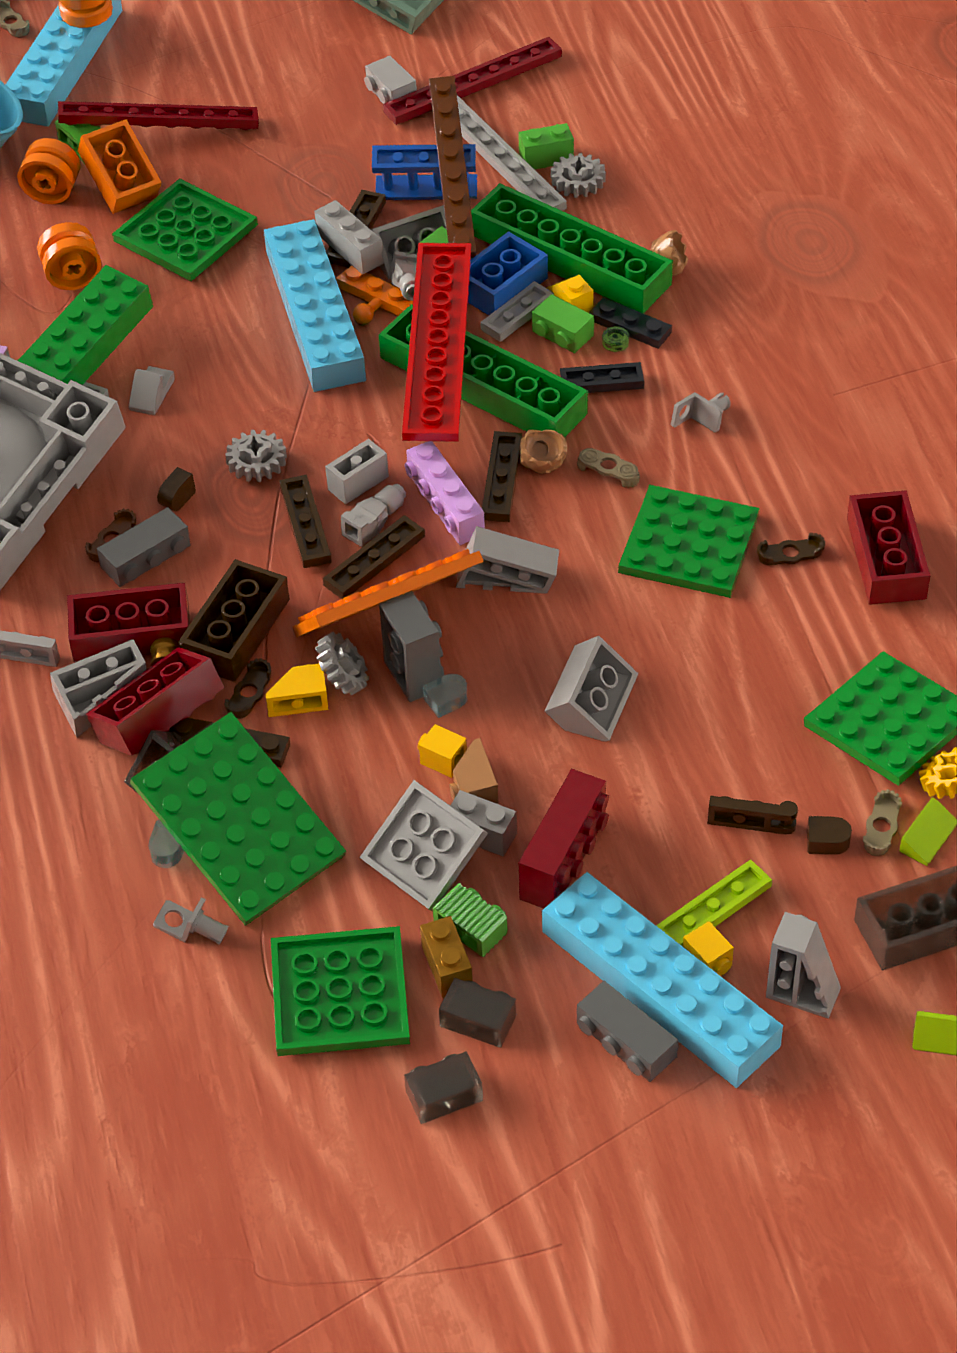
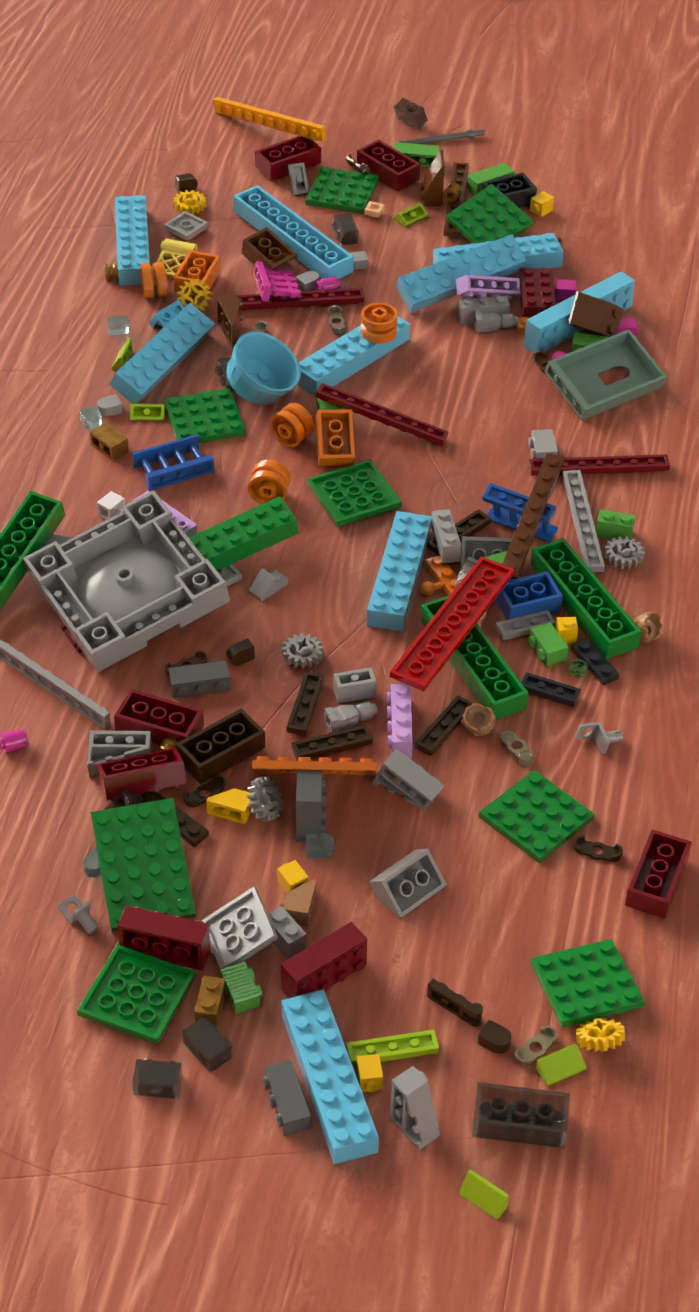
camera: 25 degrees right, 5 degrees down
(334, 898) = (165, 937): none -> dark red brick

